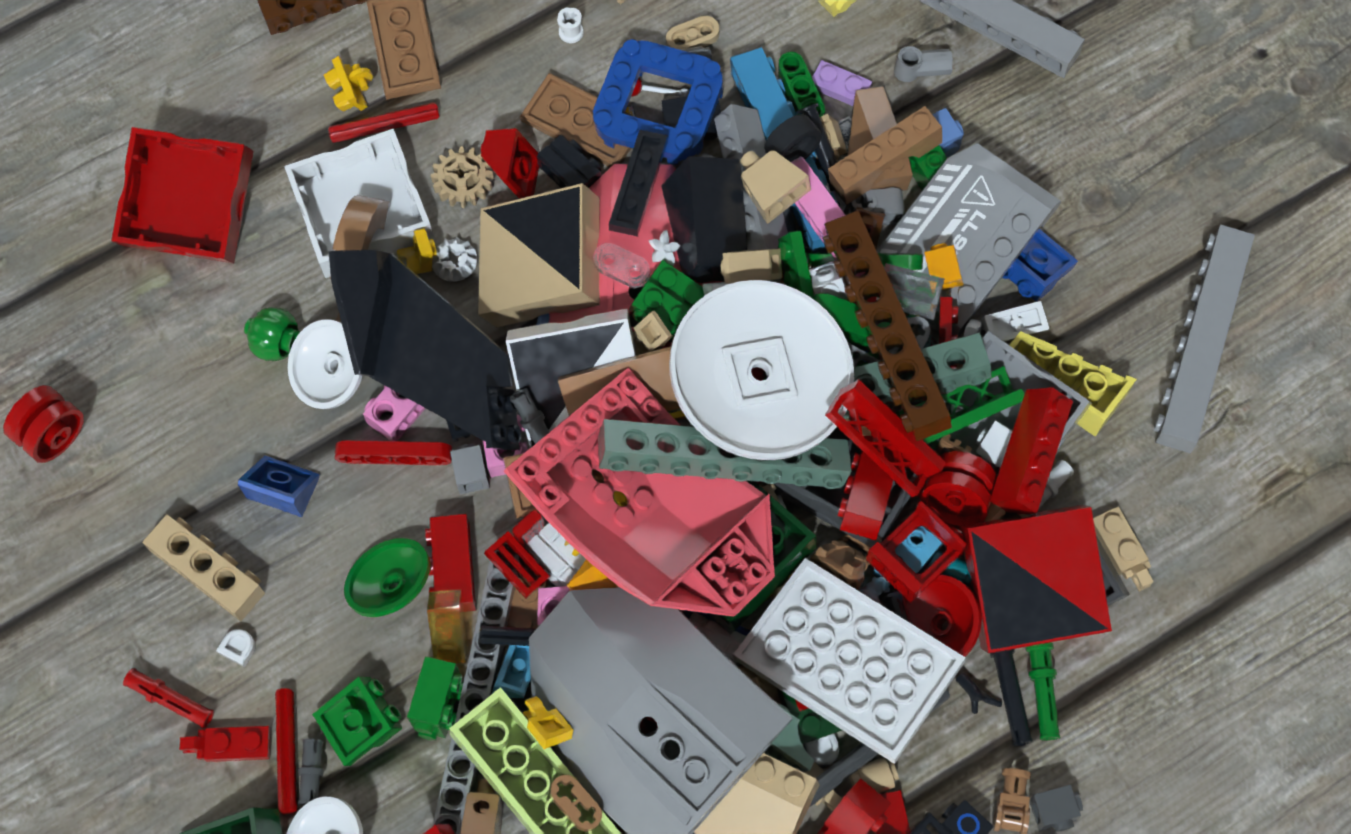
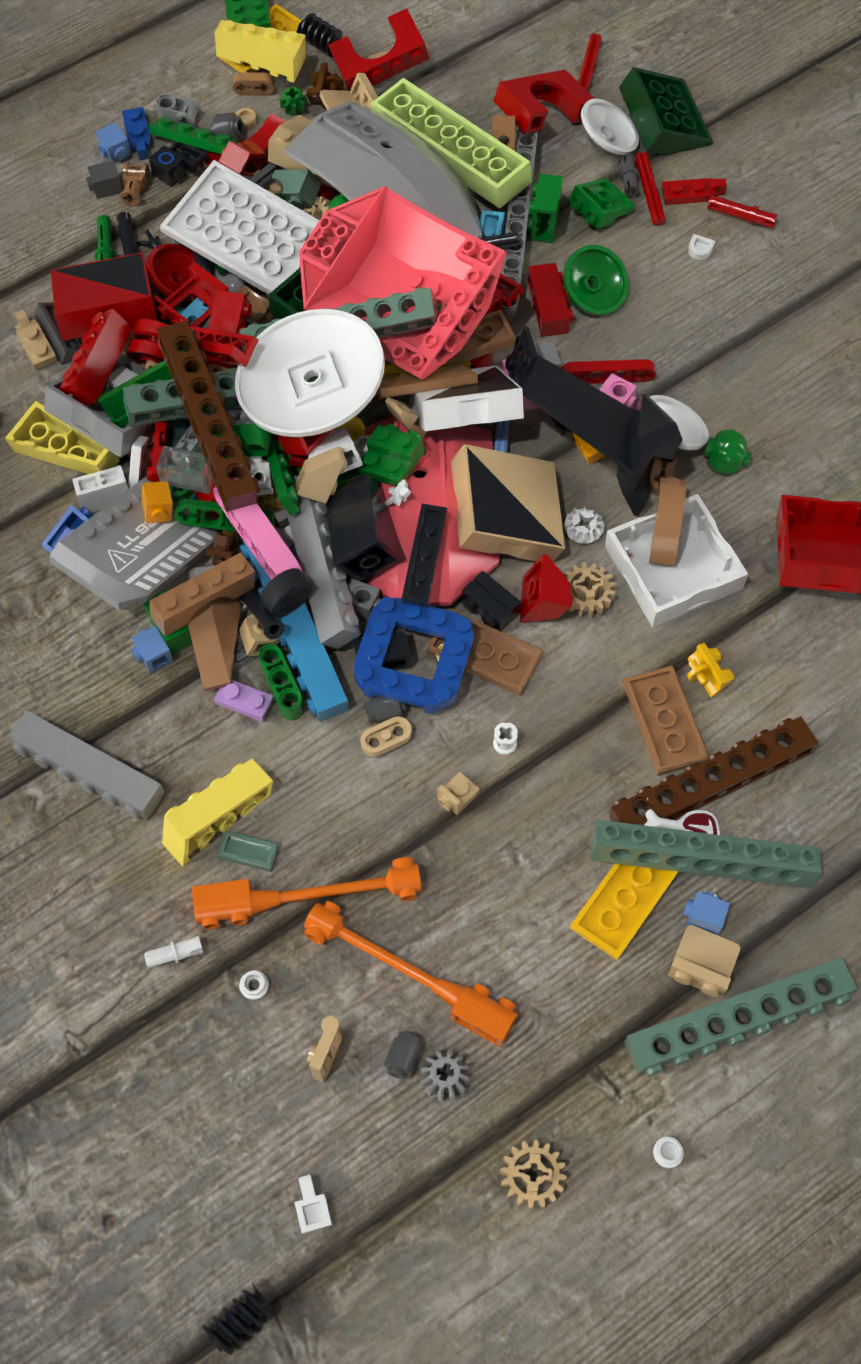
camera: 175 degrees right, 5 degrees down
(237, 599) = (738, 287): tan brick -> none
(279, 485) = (694, 342): blue slope -> none
(383, 122) = (668, 641): red axle -> none
(420, 254) = (613, 517): yellow bracket -> none
(447, 626) = (544, 246): clear yellow brick -> none
(530, 416) = (496, 364): dark grey pin -> none
(546, 726) = (460, 166): yellow plate -> none
(582, 797) = (440, 134): medium nougat beam -> none
(623, 265) = (434, 478): clear plate -> none
(773, 183) = (303, 542): tan torso -> none
(924, 63) = (163, 718): light grey piece -> none

